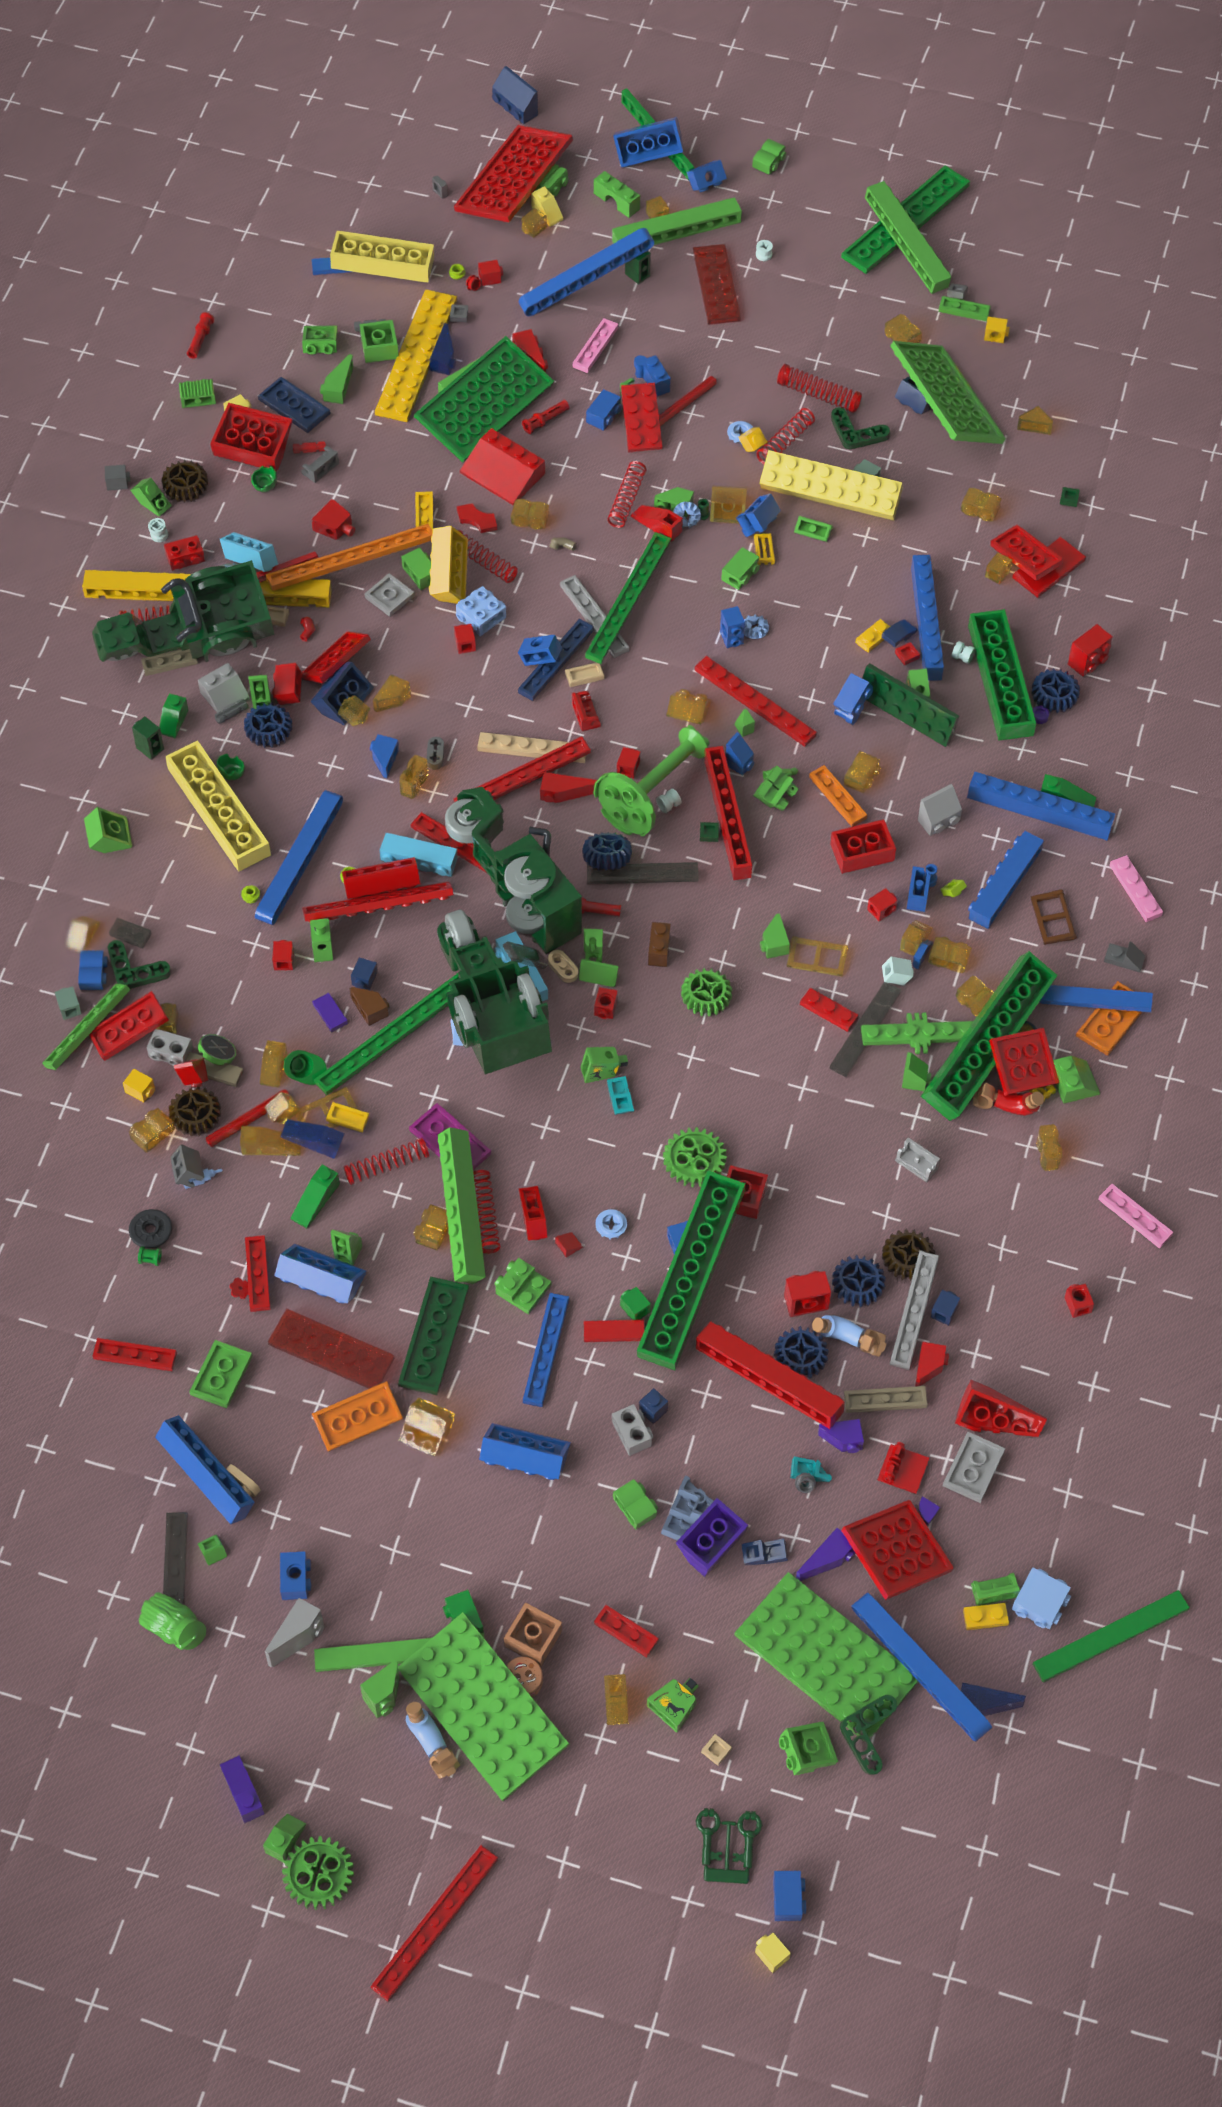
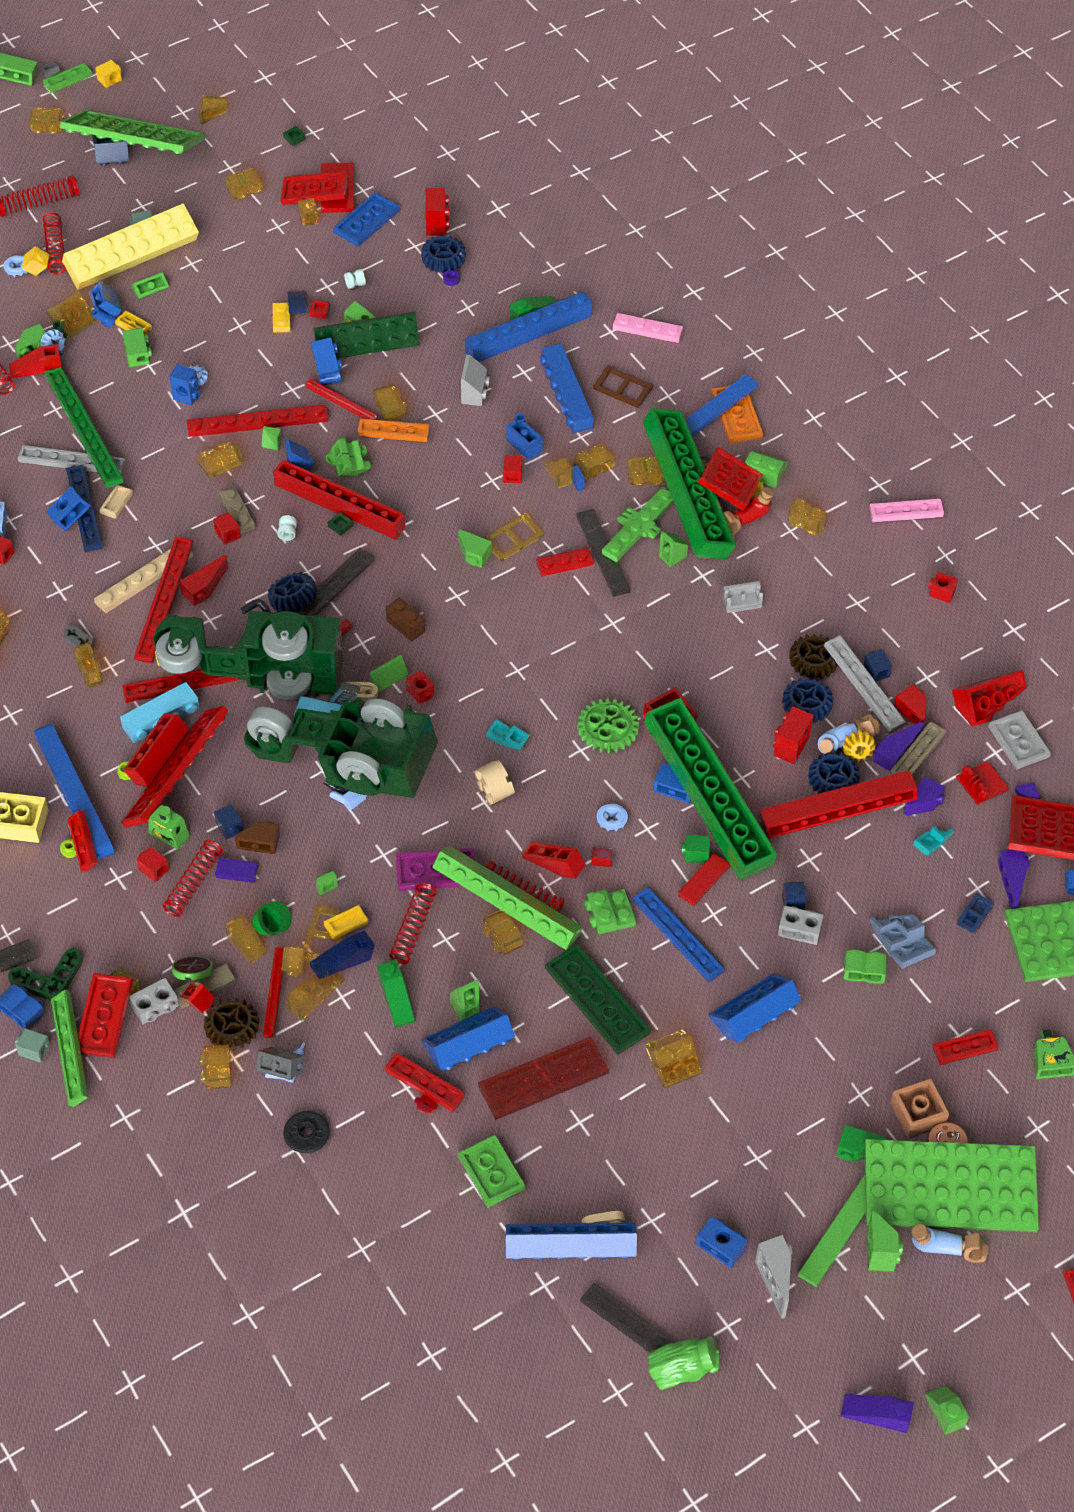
camera: 50 degrees left, 5 degrees down
(134, 1354) = (413, 1222): red plate -> none
(139, 1085) = (166, 1047): yellow brick -> none
(149, 1256) = (333, 1148): green bush -> none
(212, 1549) = (642, 1287): bright green slope -> none
(258, 896) = (82, 841): none -> red tile
(332, 987) = (212, 853): none -> red piece
(336, 1877) = (1013, 1395): bright green gear -> none
(357, 1416) = (620, 1100): orange tile -> none
(370, 1077) = (326, 882): none -> bright green plate
(384, 753) = (42, 671): blue slope -> none
(384, 1039) = (302, 841): green plate -> none
(561, 1118) = (494, 782): none -> tan brick
(585, 711) = (149, 524): red hinge -> none
(593, 944) = (366, 656): bright green hinge -> none
(601, 1063) = (472, 718): bright green torso -> none
(616, 1699) = (1019, 1091): clear yellow slope -> none
(627, 802) = (270, 544): bright green piece -> none
(655, 753) = (234, 505): none -> dark tan plate
(709, 986) = (475, 620): bright green gear -> none
(711, 1537) = (942, 934): dark purple slope -> none
(809, 1486) = (942, 848): flat silver plate -> none
(831, 739) = (340, 400): none -> red axle
(844, 1349) = (858, 745): none -> yellow gear
(856, 436) = (98, 212): dark green beam -> none
(863, 846) = (454, 444): red brick -> none
(871, 1376) = (895, 746): none -> dark purple slope
(897, 971) = (578, 498): light aqua brick -> none
(927, 617) = (300, 275): blue brick -> none
(953, 888) = (542, 421): lime plate -> none
(1001, 675) = (399, 271): green brick -> none
(1039, 611) = (366, 219): none -> blue tile
(1128, 958) = (696, 372): dark grey slope -> none

